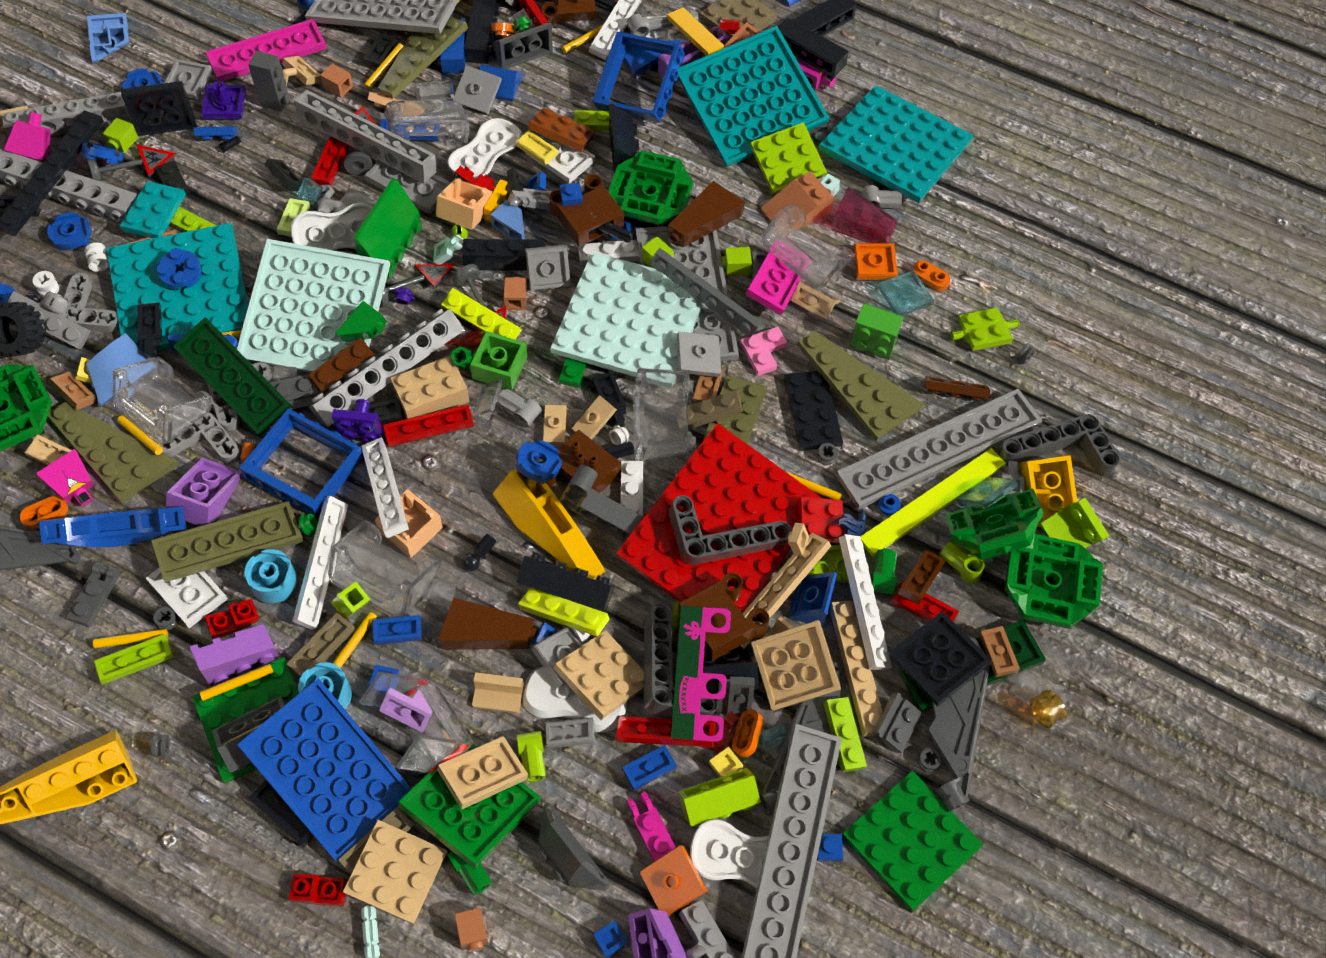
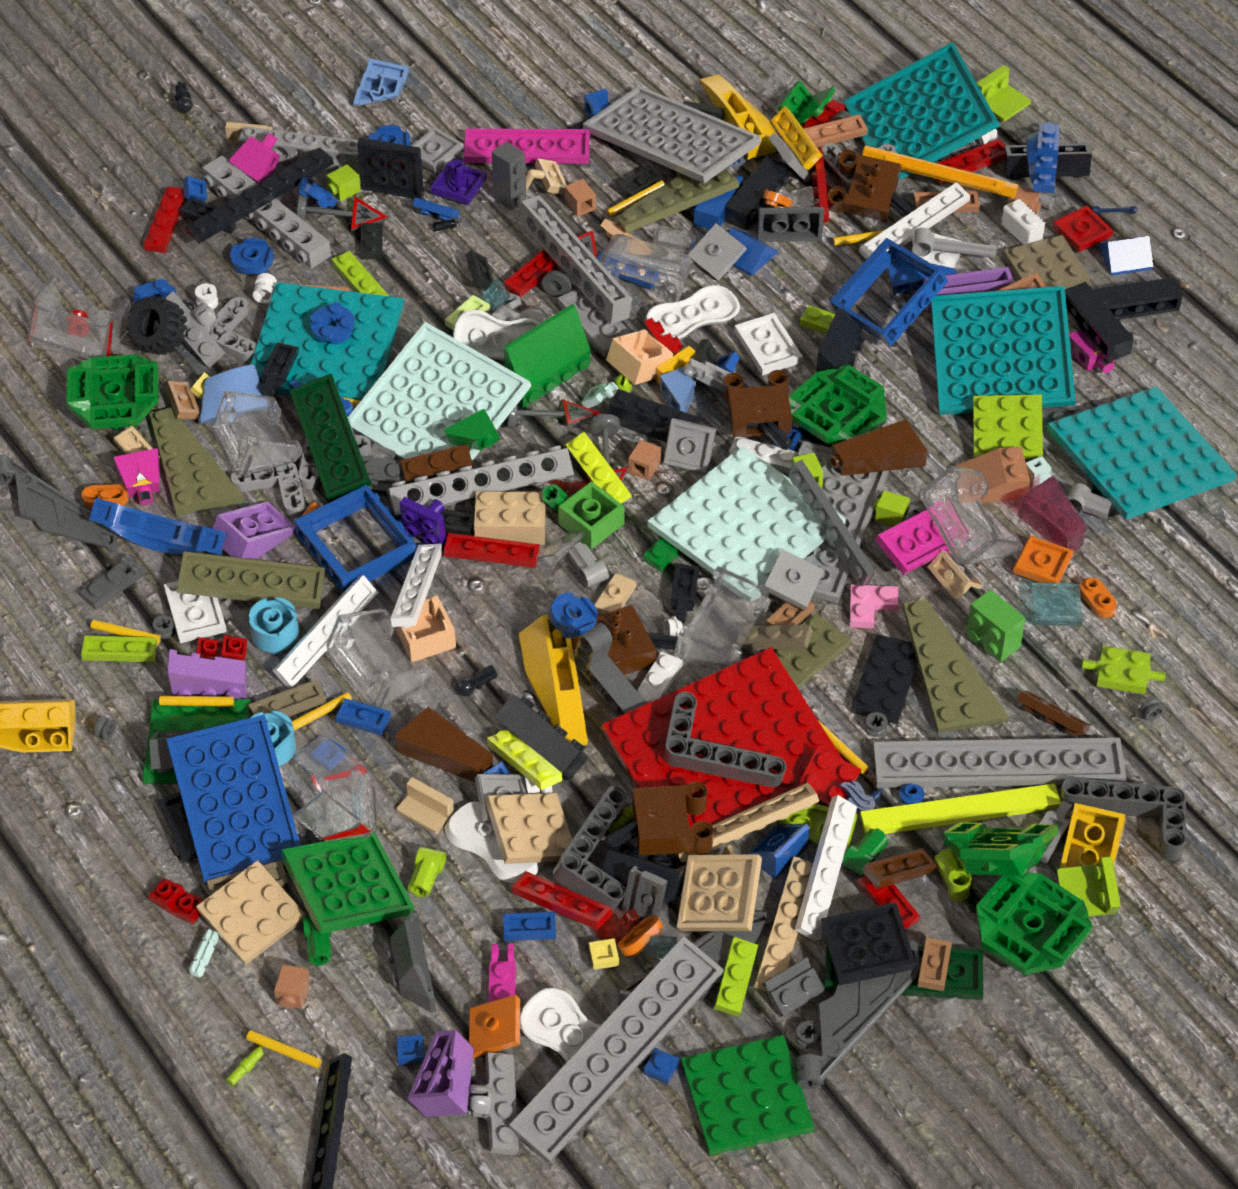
camera: 30 degrees right, 10 degrees down
(140, 435) = (222, 461): yellow bar -> none
(153, 210) = (337, 262): teal plate -> none
(308, 524) = (331, 593): green plate -> none
(350, 600) = (333, 673): lime brick -> none
(403, 296) = (533, 423): dark purple plate -> none
(410, 711) = (331, 780): lavender slope -> none
(482, 772) = (371, 860): tan plate -> none
(521, 24) = (798, 200): green plate -> none
(536, 147) = (745, 328): light yellow tile -> none
(561, 129) = (781, 319): dark orange plate -> none
(570, 733) = (472, 867): light grey plate -> none
(571, 194) = (747, 381): blue plate -> none
(595, 417) = (656, 602): tan plate -> none
(690, 679) = (605, 854): piece -> none
(695, 31) = (976, 265): yellow tile -> none
(719, 797) = (579, 976): lime brick -> none
(730, 26) = (1018, 270): red slope -> none
(798, 539) = (787, 780): tan plate -> none
(987, 492) = (1018, 818): clear light blue plate -> none
(1048, 708) = (955, 1036): clear yellow wheel -> none

